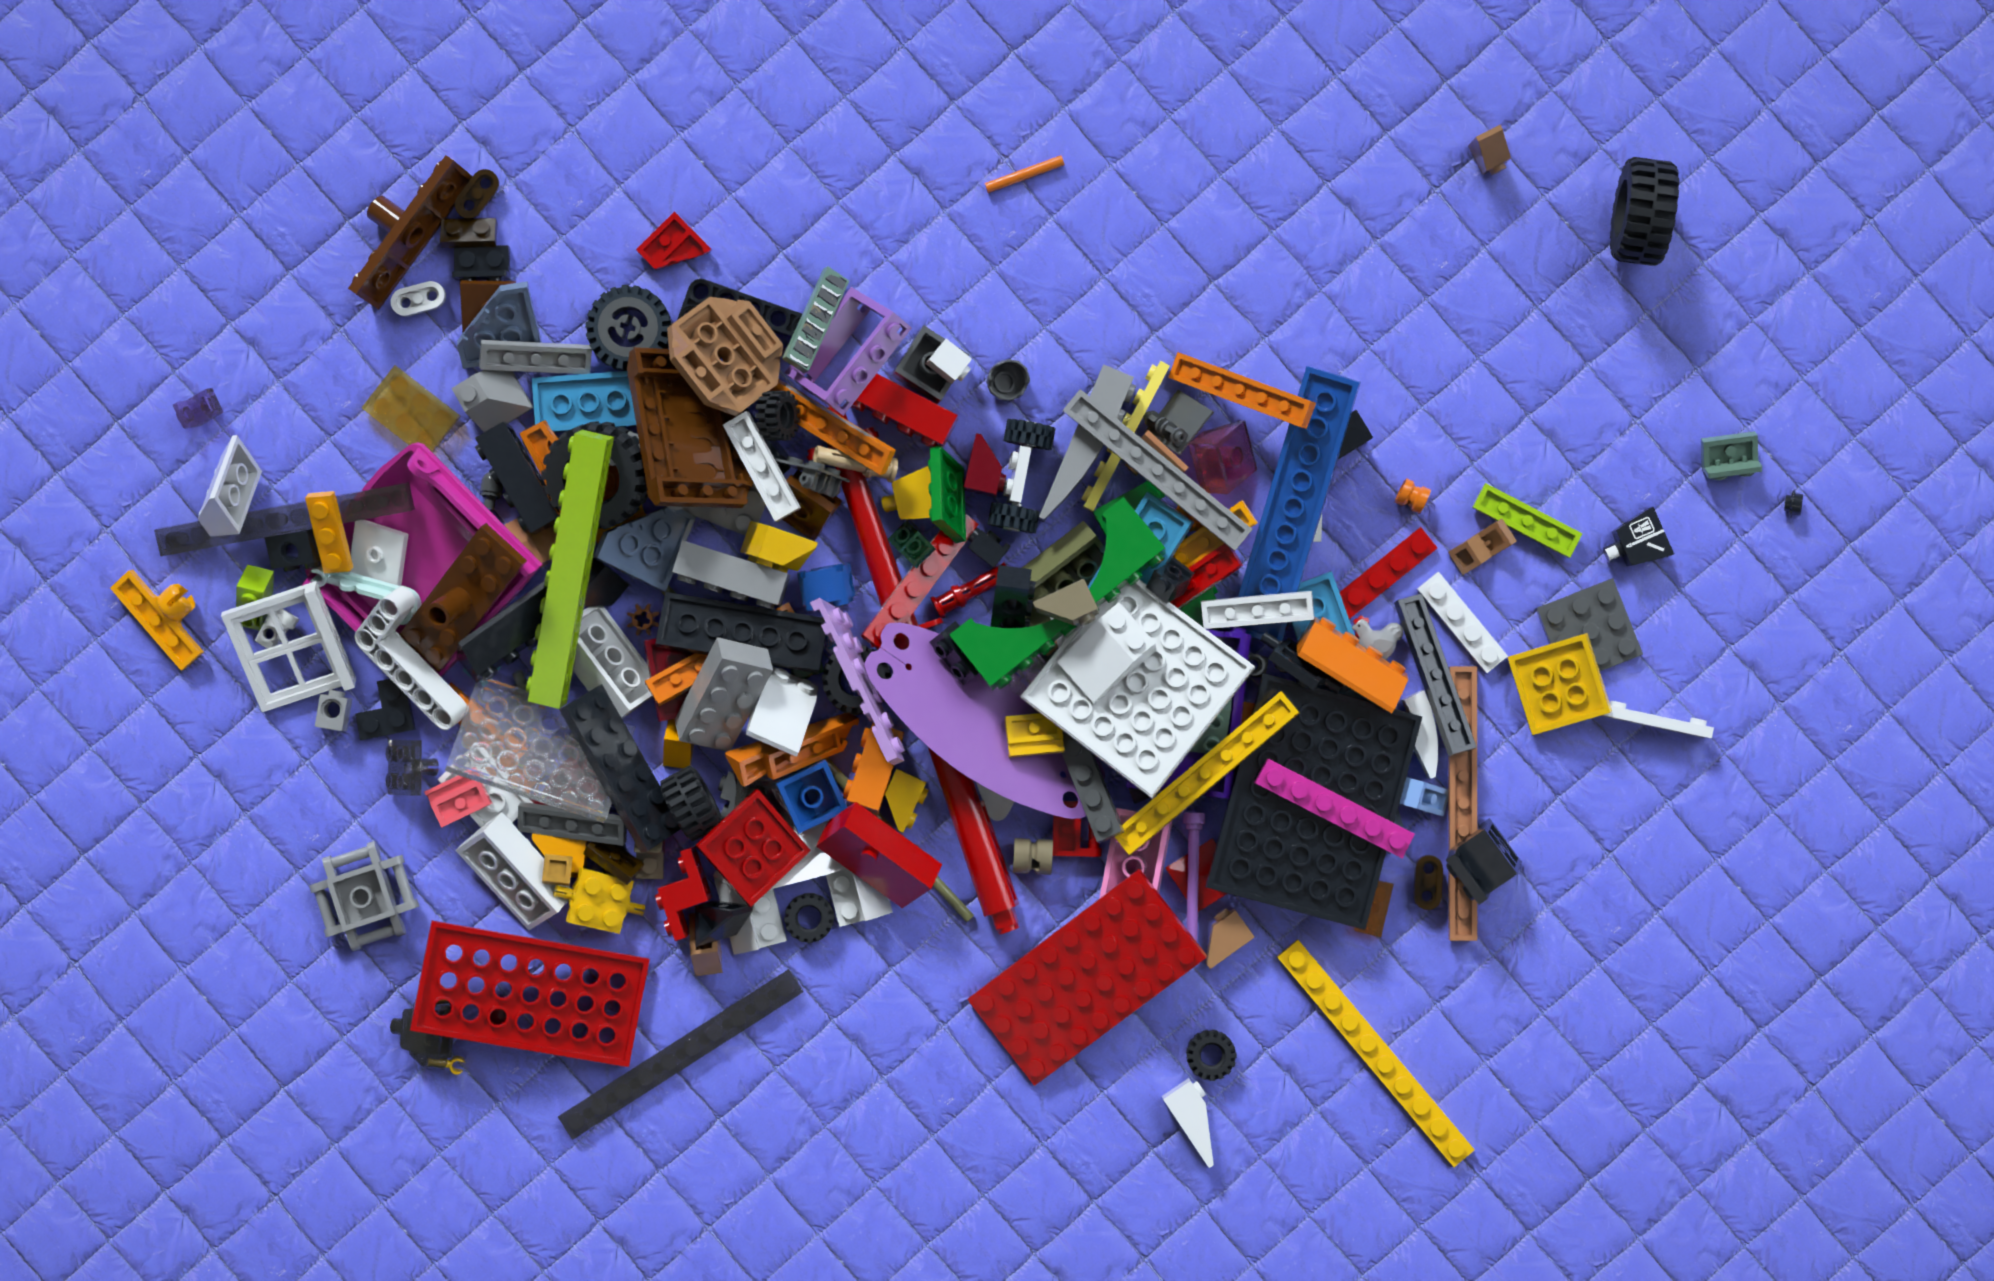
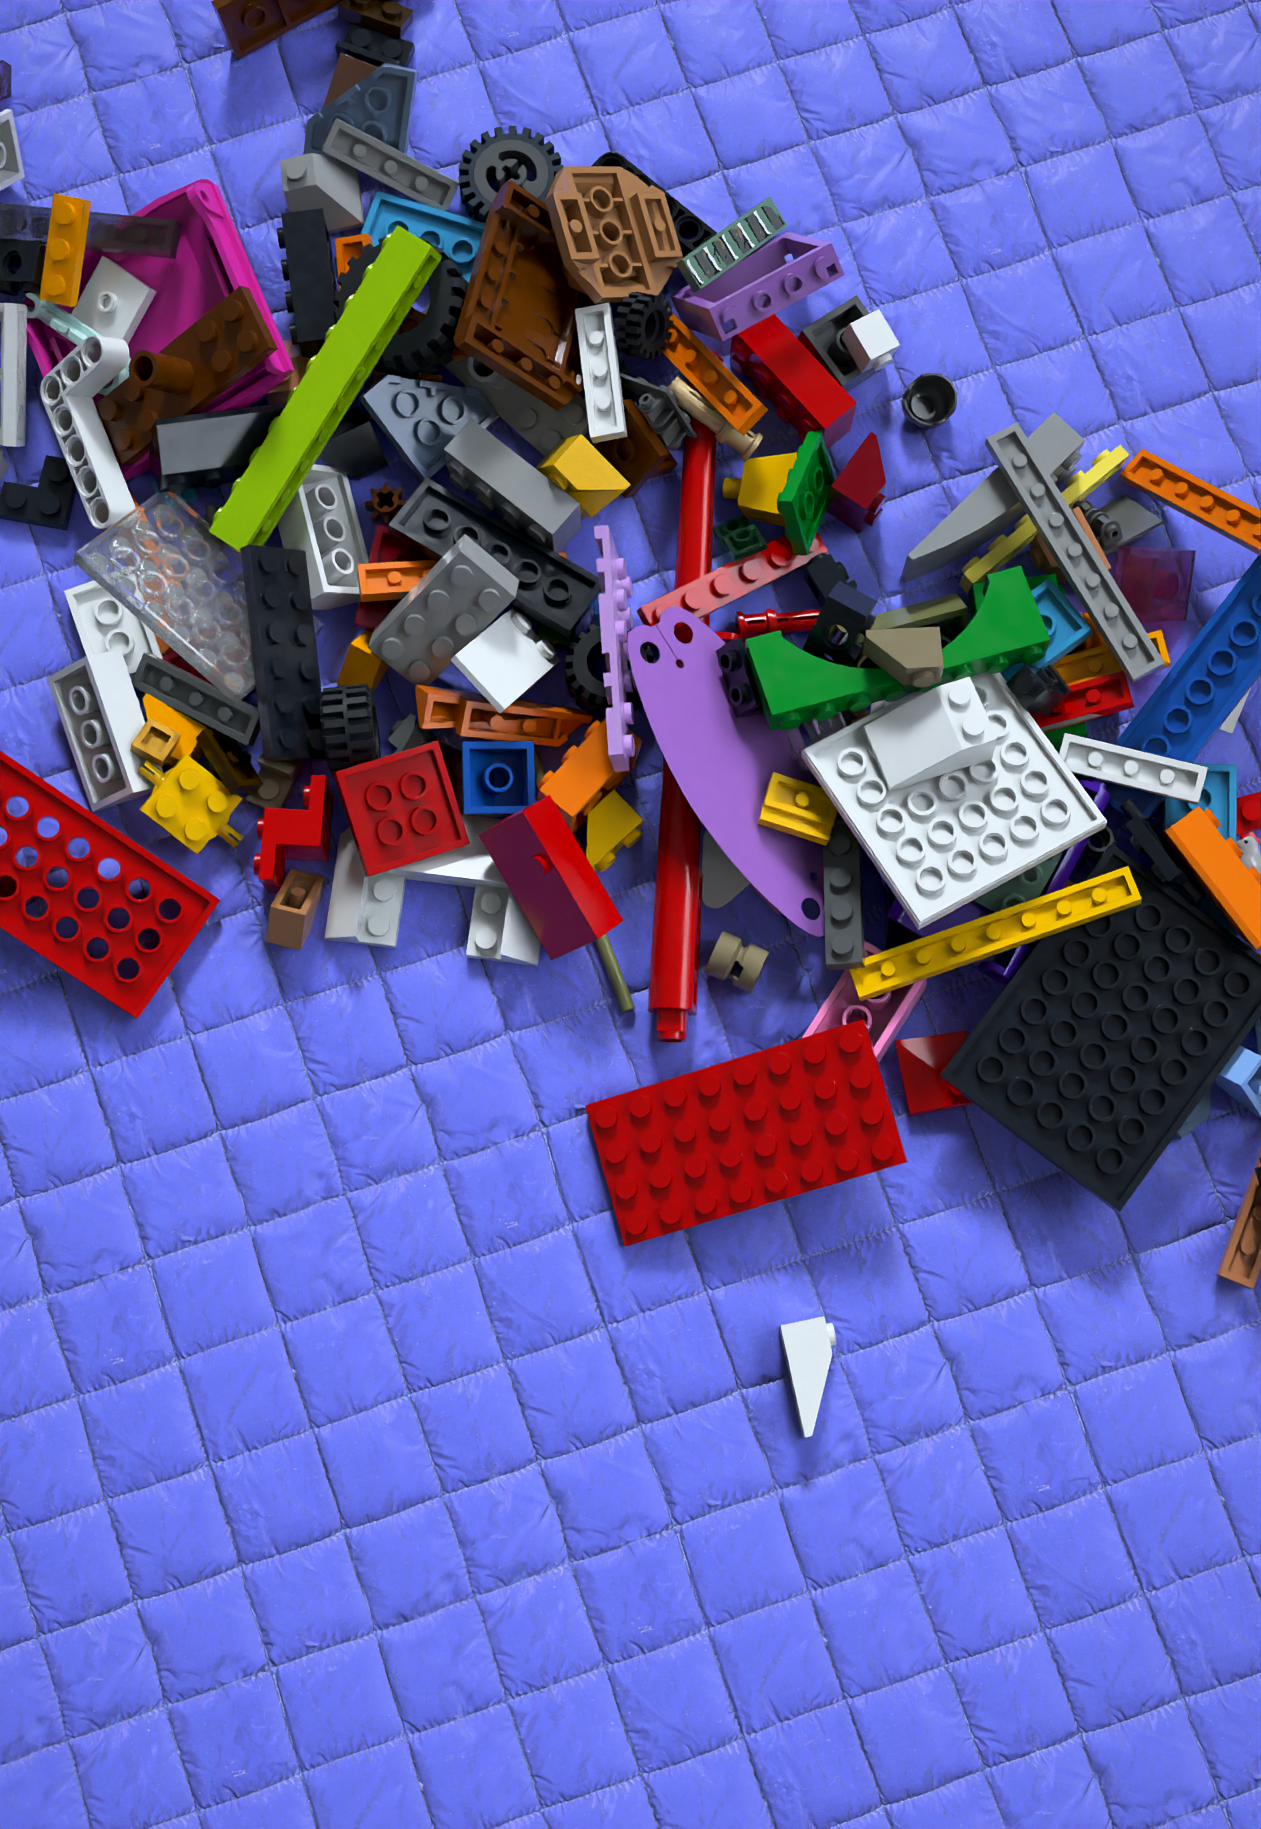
camera: 25 degrees right, 10 degrees down
(406, 767) = (35, 561): clear smoke plate -> none
(410, 410) = (223, 159): clear yellow plate -> none
(419, 299) = (288, 60): white plate -> none
(457, 799) = (77, 617): coral plate -> none
(490, 491) = (275, 293): dark grey cylinder -> none
(672, 244) = (600, 111): red wing -> none
(680, 1054) = (207, 1031): clear smoke plate -> none
(719, 920) = (324, 885): black slope -> none
(809, 935) = (427, 907): black tyre -> none
(828, 583) = (630, 542): blue brick -> none
(1024, 174) = (1037, 190): orange bar -> none
(1029, 436) = (923, 467): black plate -> none
(1067, 837) = (789, 956): red plate -> none
(1194, 825) = (951, 999): medium lavender piece -> none
(1216, 1071) = (877, 1281): black tyre -> none
(1226, 936) = (939, 1156): medium nougat slope -> none
(1334, 808) = (1139, 1042): dark pink plate -> none
(1375, 1053) = (1071, 1384): yellow plate -> none
(1378, 910) = (1139, 1203): clear orange plate -> none
(1428, 882) = (1216, 1193): dark brown plate -> none

